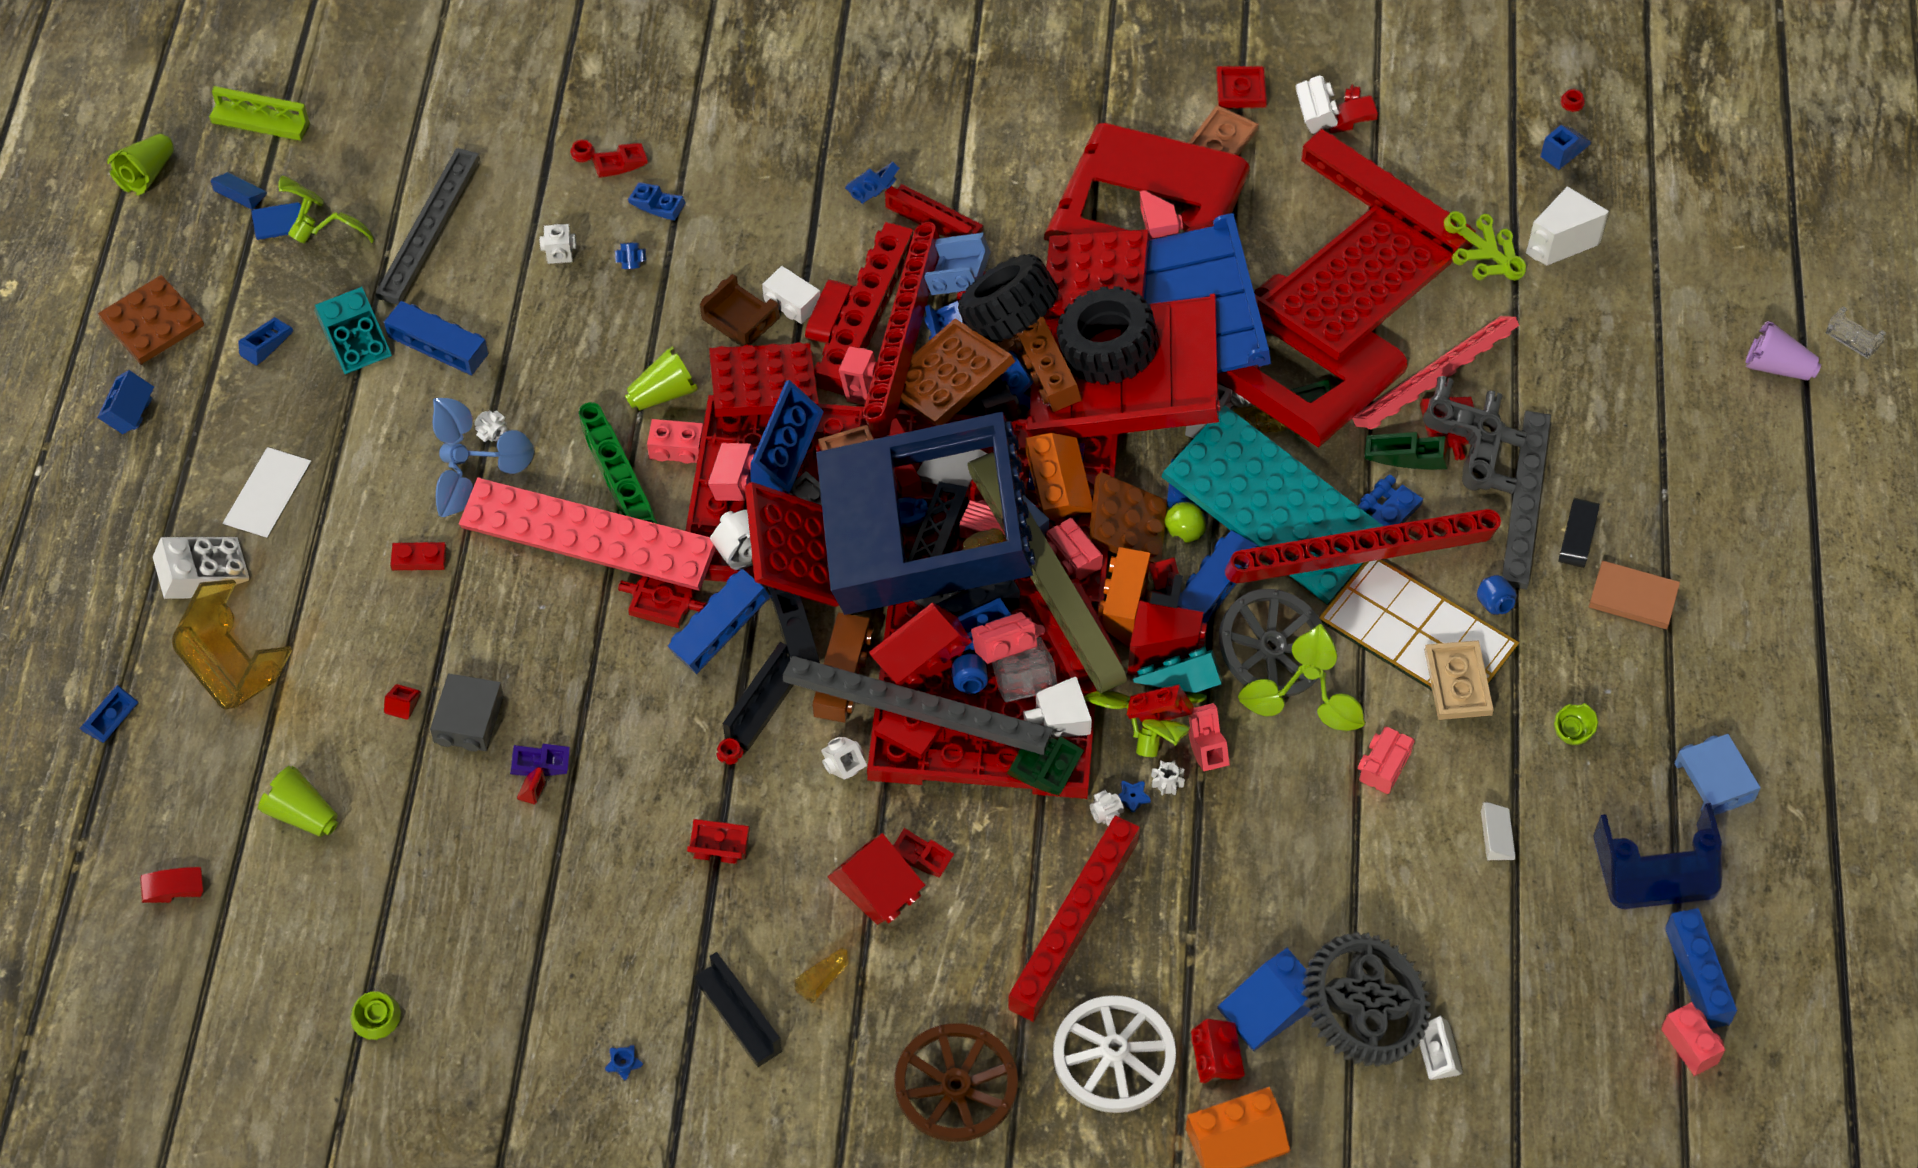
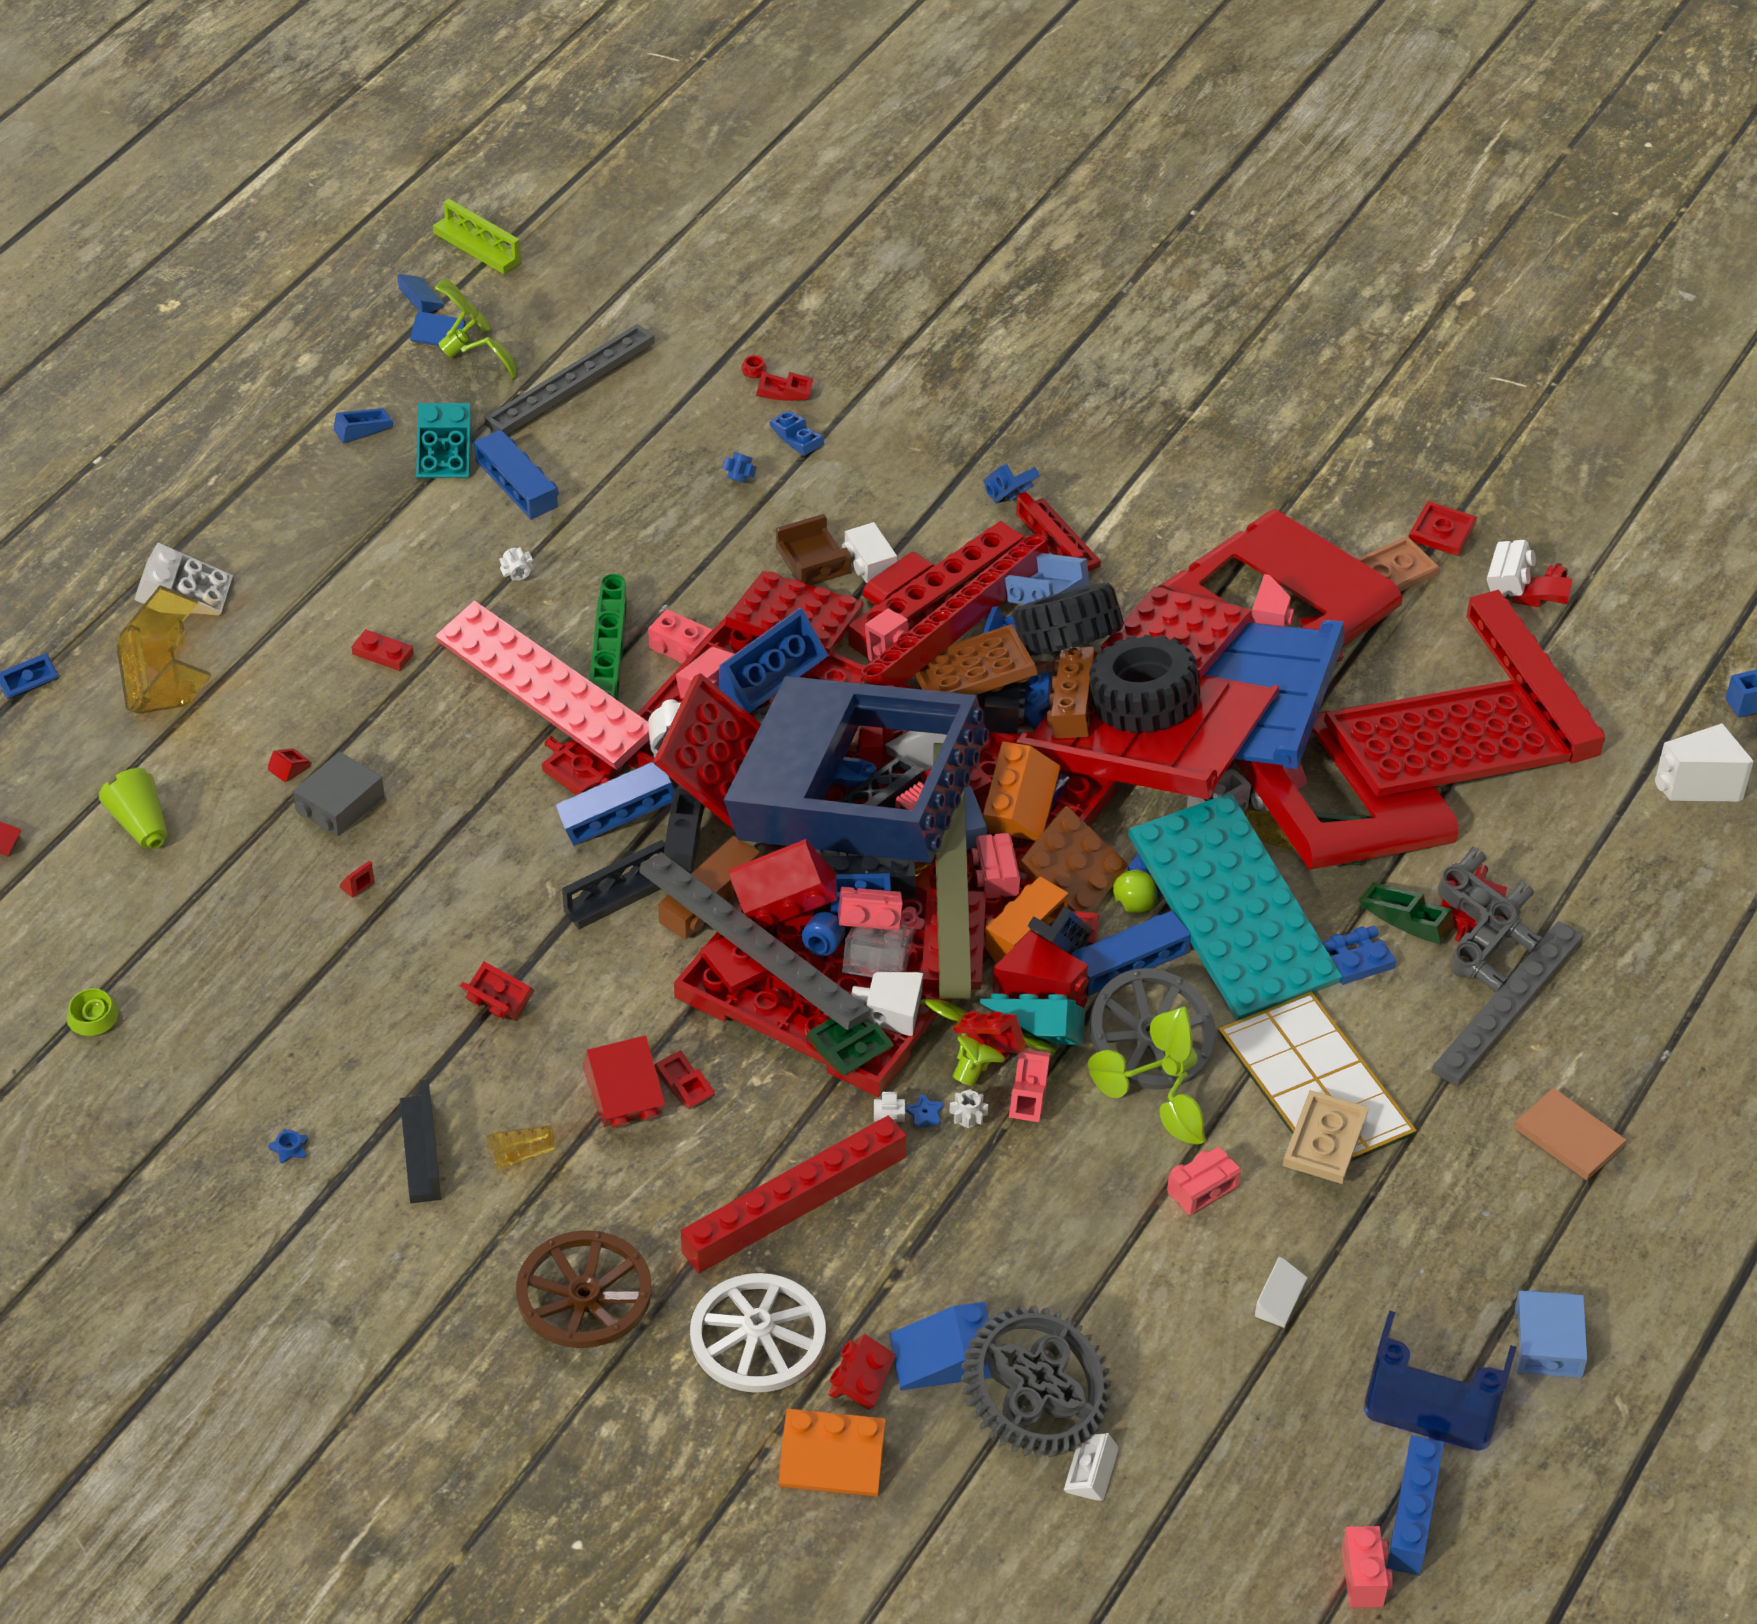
camera: 25 degrees right, 10 degrees down
(126, 402) = (204, 428): blue brick -> none
(140, 163) = (346, 240): lime cone -> none
(151, 319) = (274, 372): dark orange plate -> none
(266, 492) = (283, 549): white sticker -> none
(449, 423) = (466, 535): medium blue plant -> none
(551, 758) = (386, 863): dark purple slope -> none
(558, 243) = (678, 434): white brick -> none
(661, 382) = (698, 582): lime cone -> none
(729, 745) = (558, 920): red plate -> none
(843, 757) = (668, 973): white brick -> none
(1354, 553) = (1314, 973): red beam -> none
(1427, 377) = (1495, 850): coral plate -> none
(1486, 248) = (1607, 757): lime plant -> none
(1496, 595) = (1417, 1075): blue head -> none
(1576, 724) = (1425, 1225): lime hair -> none
(1579, 532) = (1544, 1052): black beam -> none

